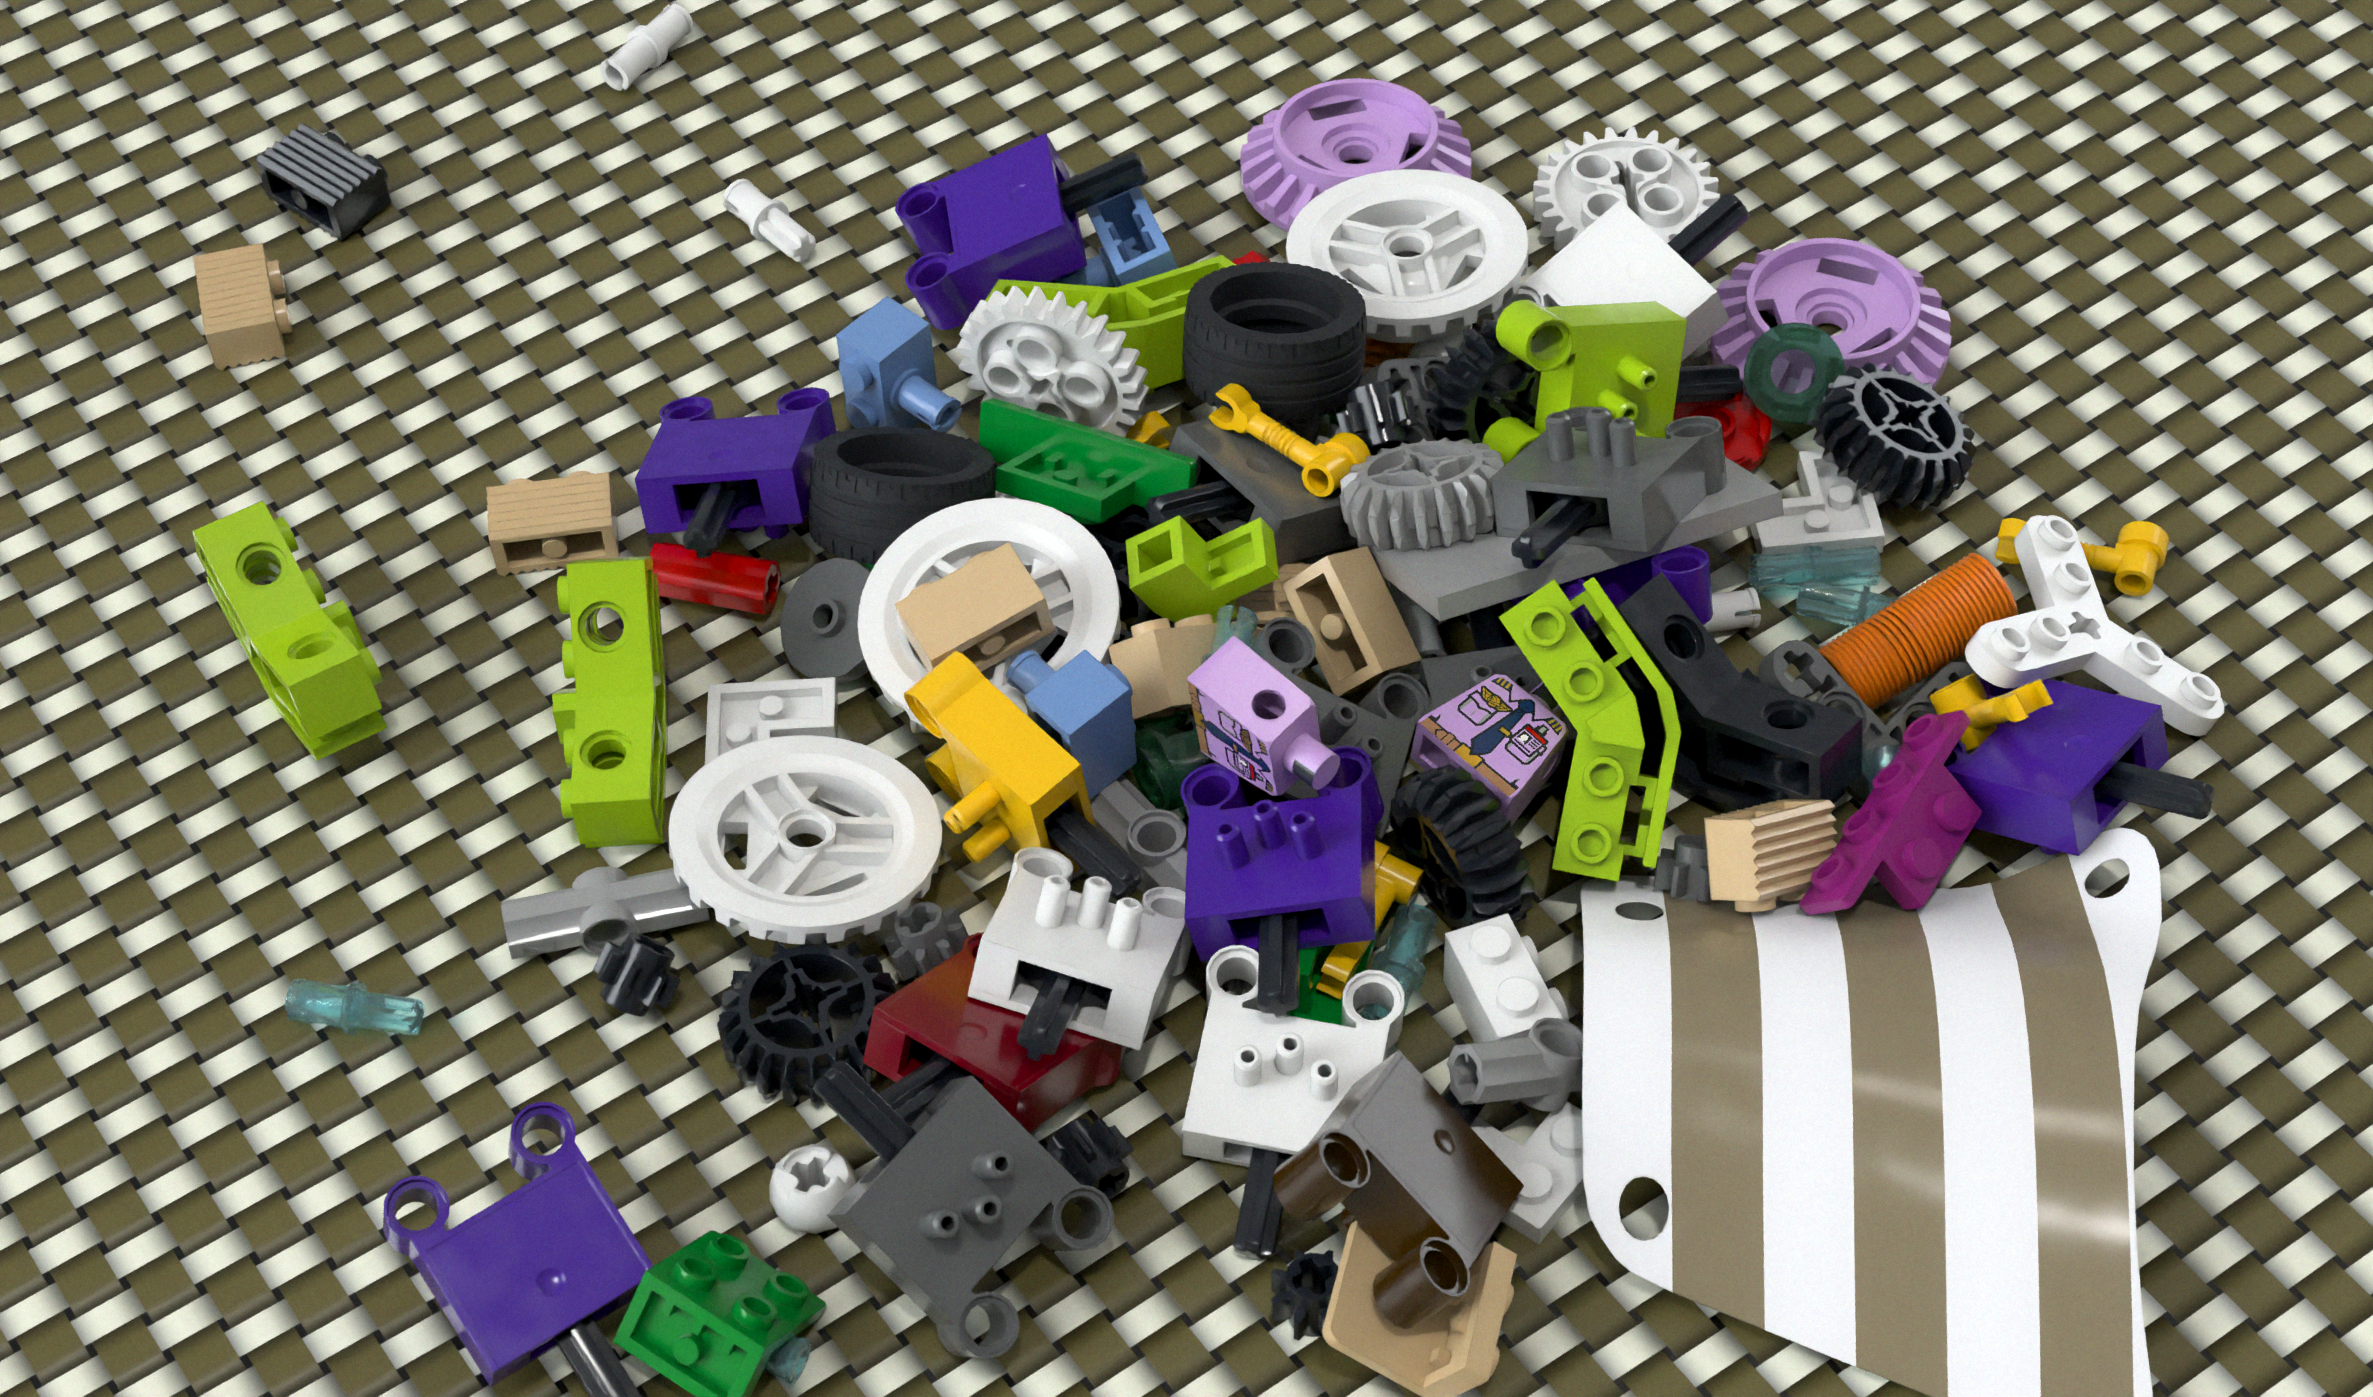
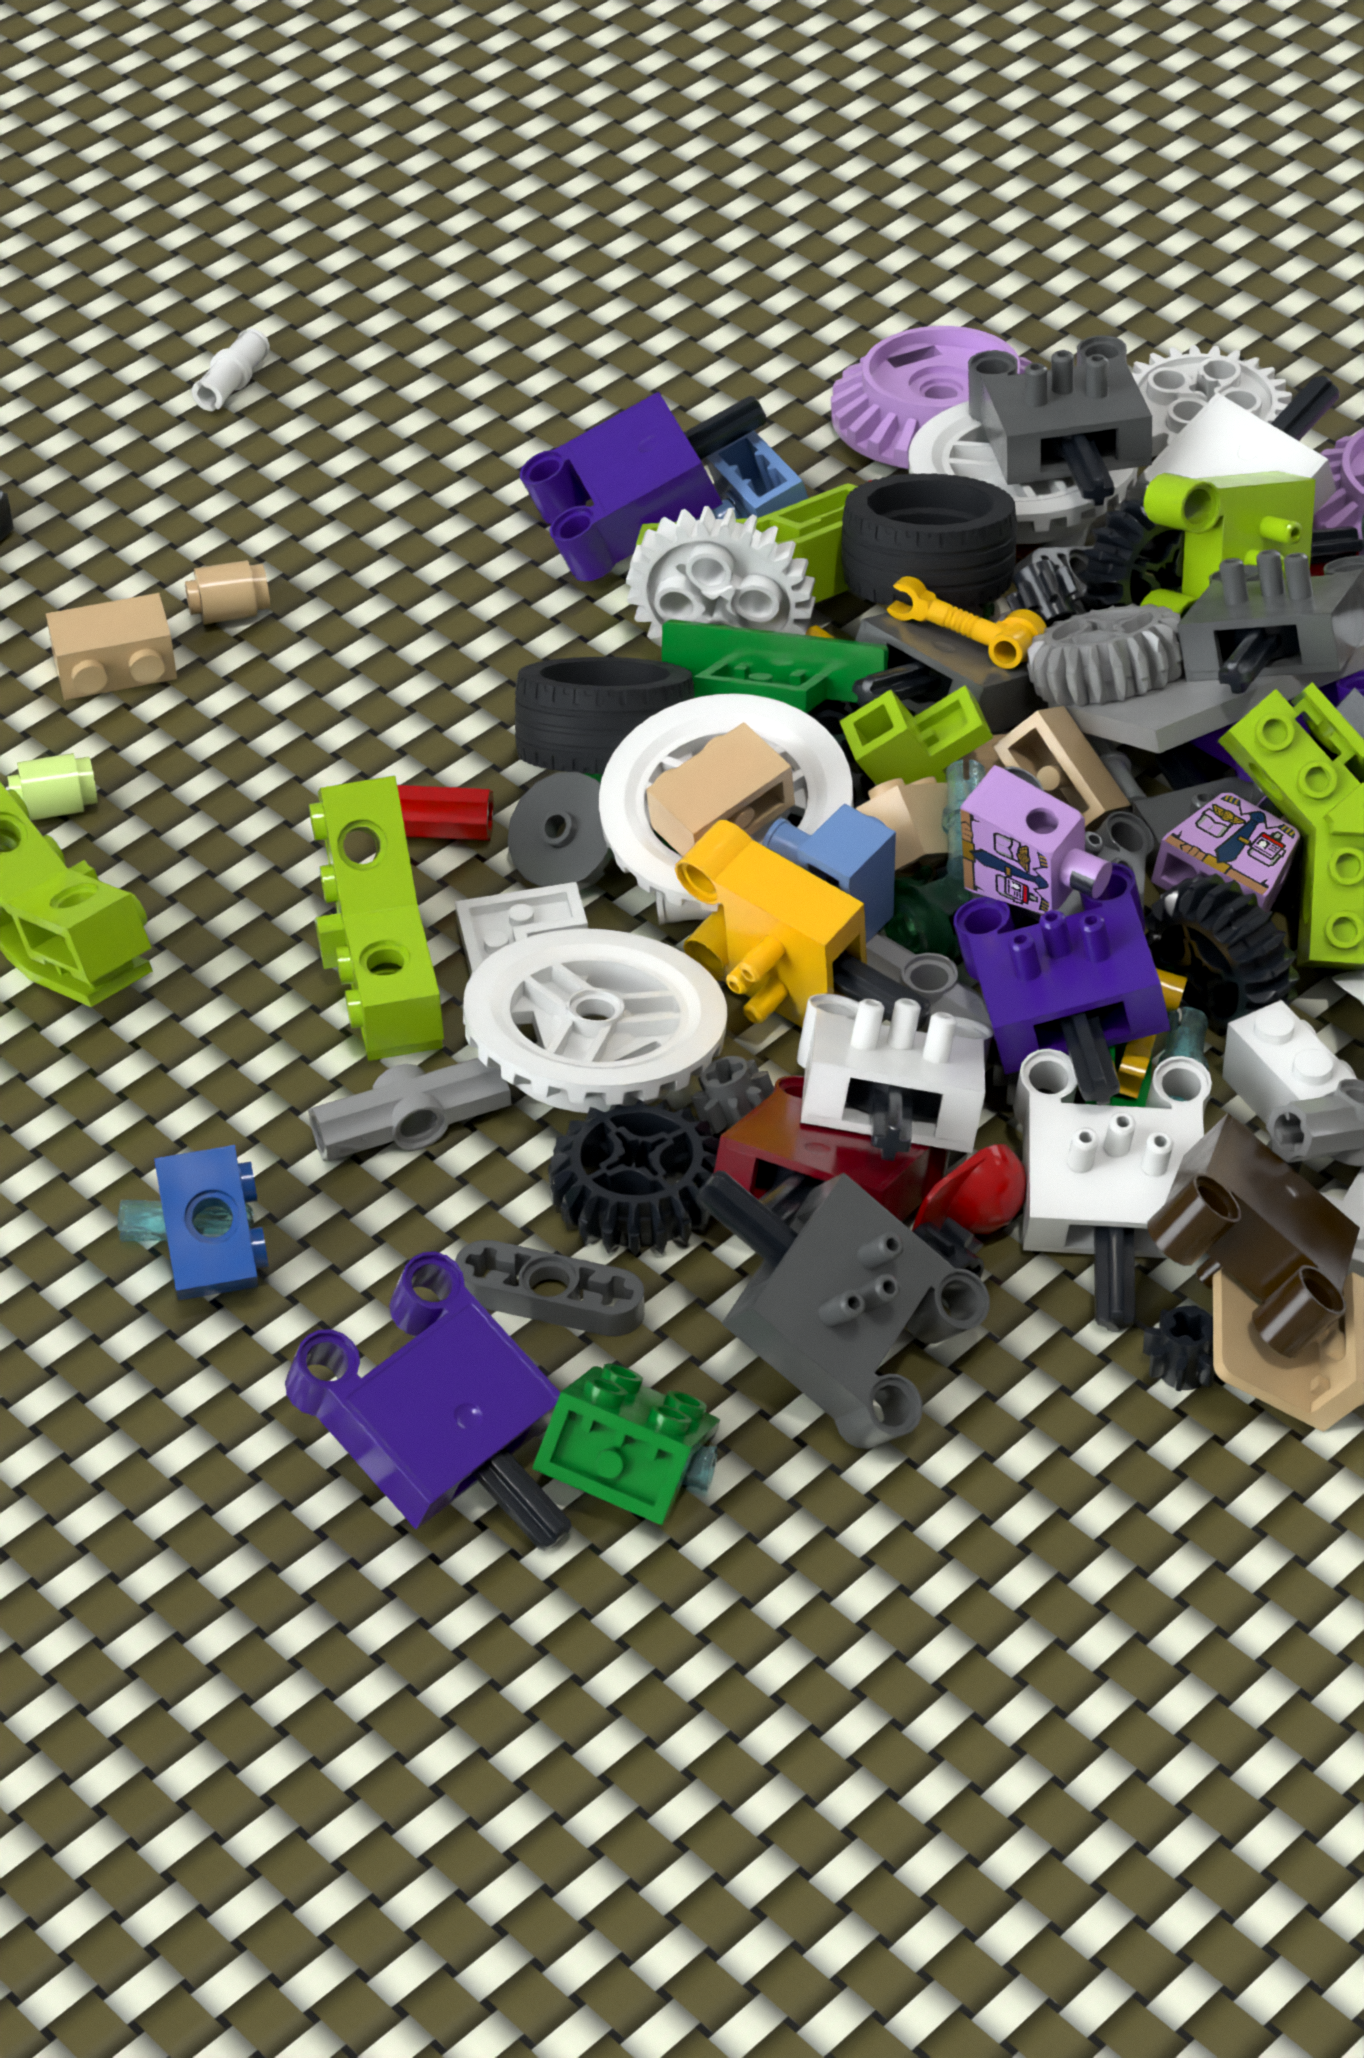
camera: 10 degrees left, 5 degrees down
(340, 989) = (201, 1181): none -> blue brick
(348, 503) = (55, 785): none -> yellowish green brick
(445, 351) = (111, 646): none -> tan brick
(552, 522) = (259, 781): tan brick -> none
(576, 302) = (227, 591): none -> tan brick
(637, 974) = (459, 1155): black gear -> none
(679, 1106) = (566, 1309): none -> dark grey beam
(731, 470) = (434, 711): dark purple piece -> none
(768, 219) = (393, 505): white axle -> none
(807, 1170) = (683, 1318): white piece -> none
(892, 371) = (559, 610): medium blue brick -> none
(1140, 1093) = (978, 1193): none -> red cap
(1454, 211) = (1063, 418): none -> dark grey piece

